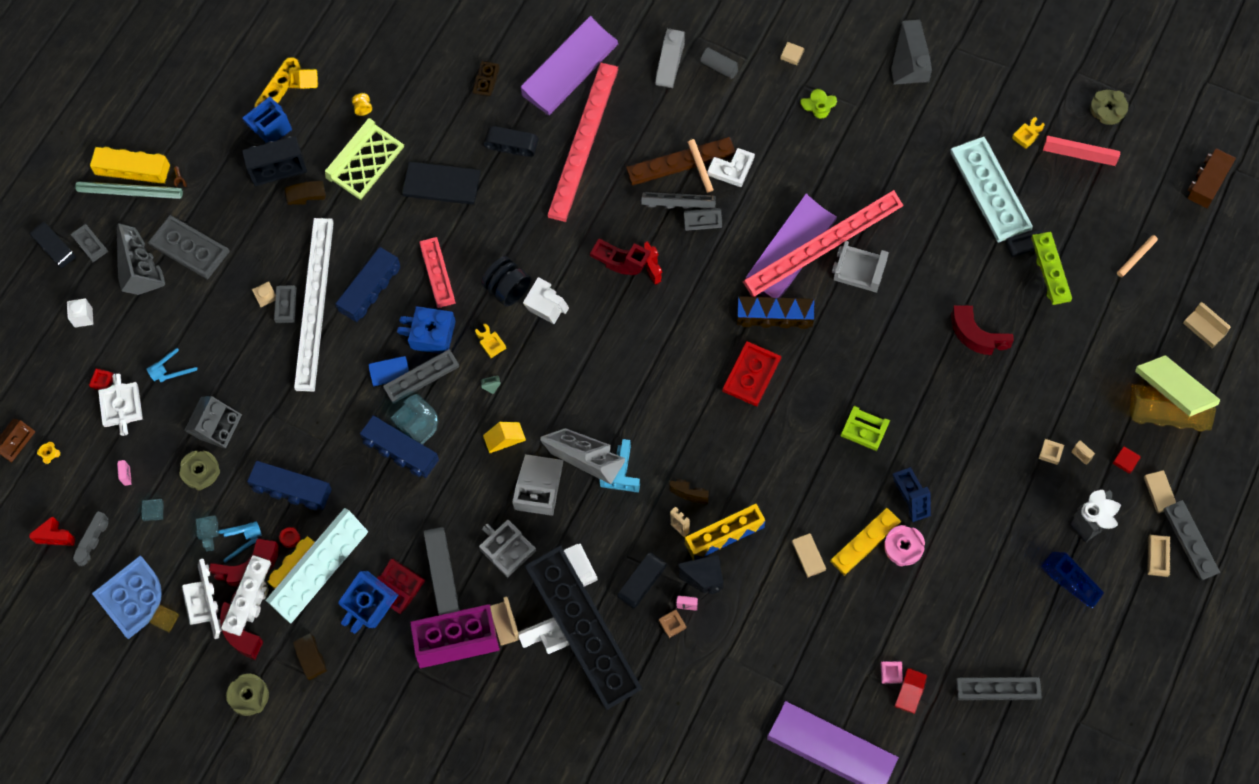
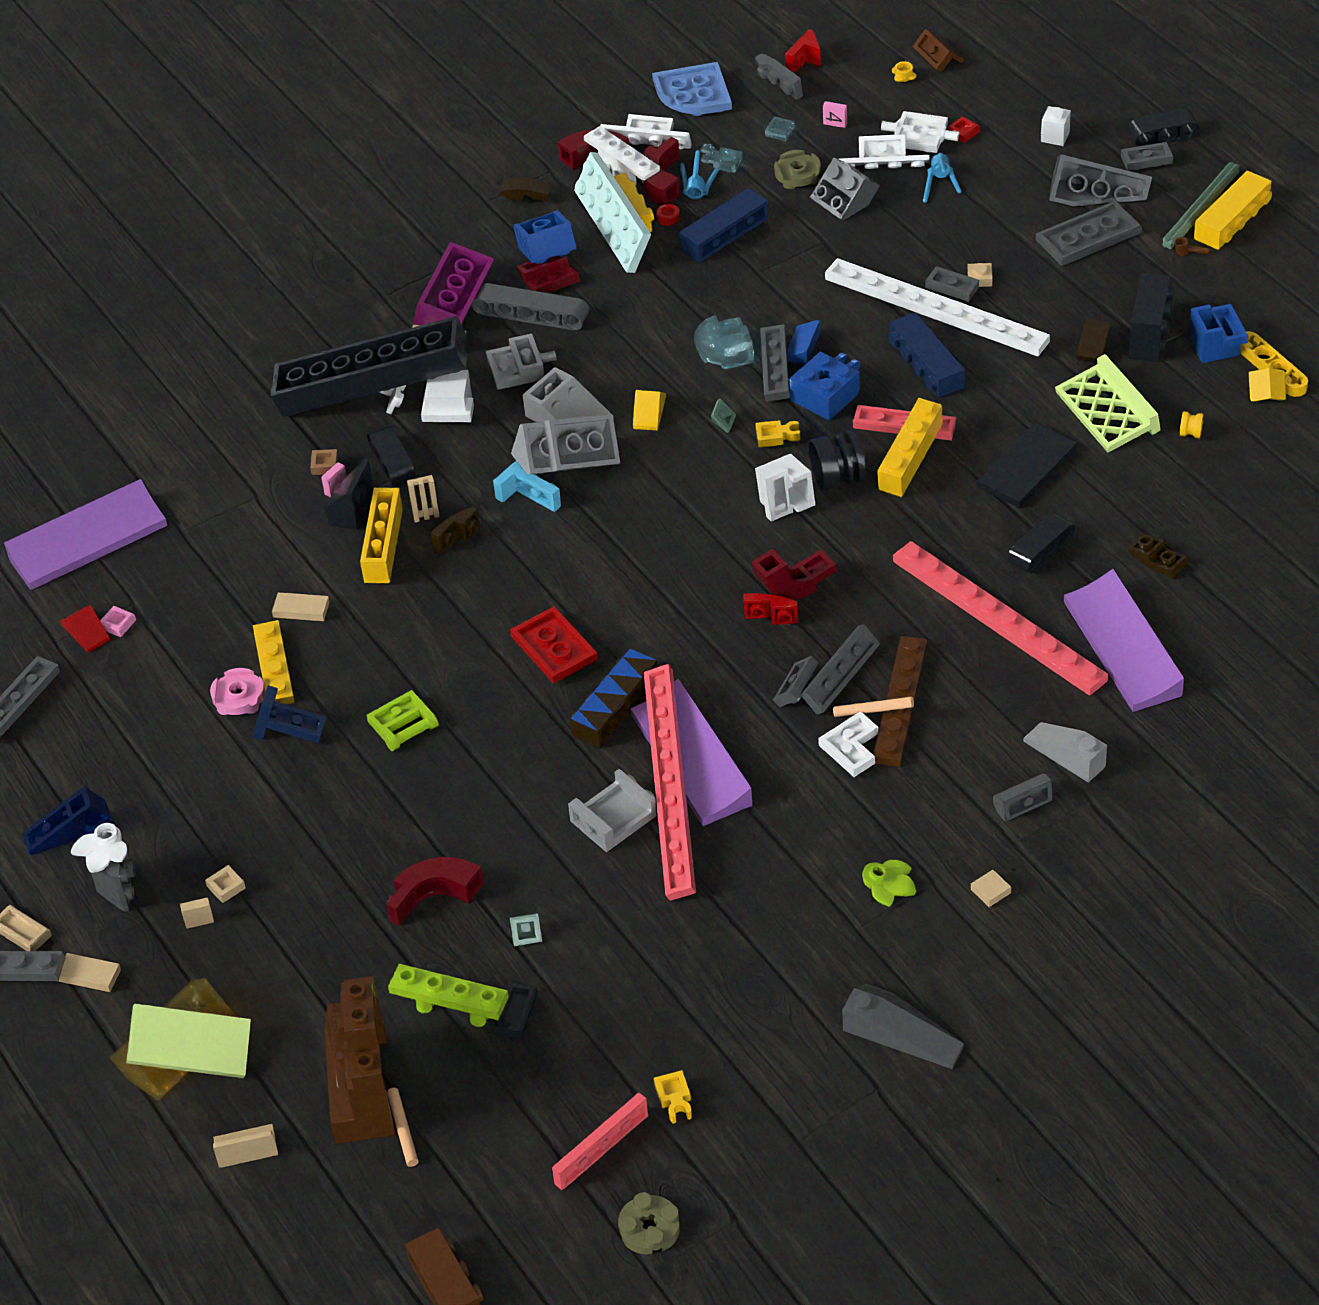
camera: 120 degrees right, 20 degrees down
(160, 416) = (884, 150): none -> white bracket
(164, 618) = (653, 107): clear yellow plate -> none
(255, 703) = (524, 140): olive plate -> none
(399, 447) = (679, 325): dark blue brick -> none
(468, 247) = (910, 447): none -> yellow brick
(972, 266) = (525, 929): none -> sand green slope
(991, 189) = (621, 1006): light aqua plate -> none
(1126, 460) = (153, 959): red tile -> none
(1132, 278) = (354, 1064): none -> reddish brown panel

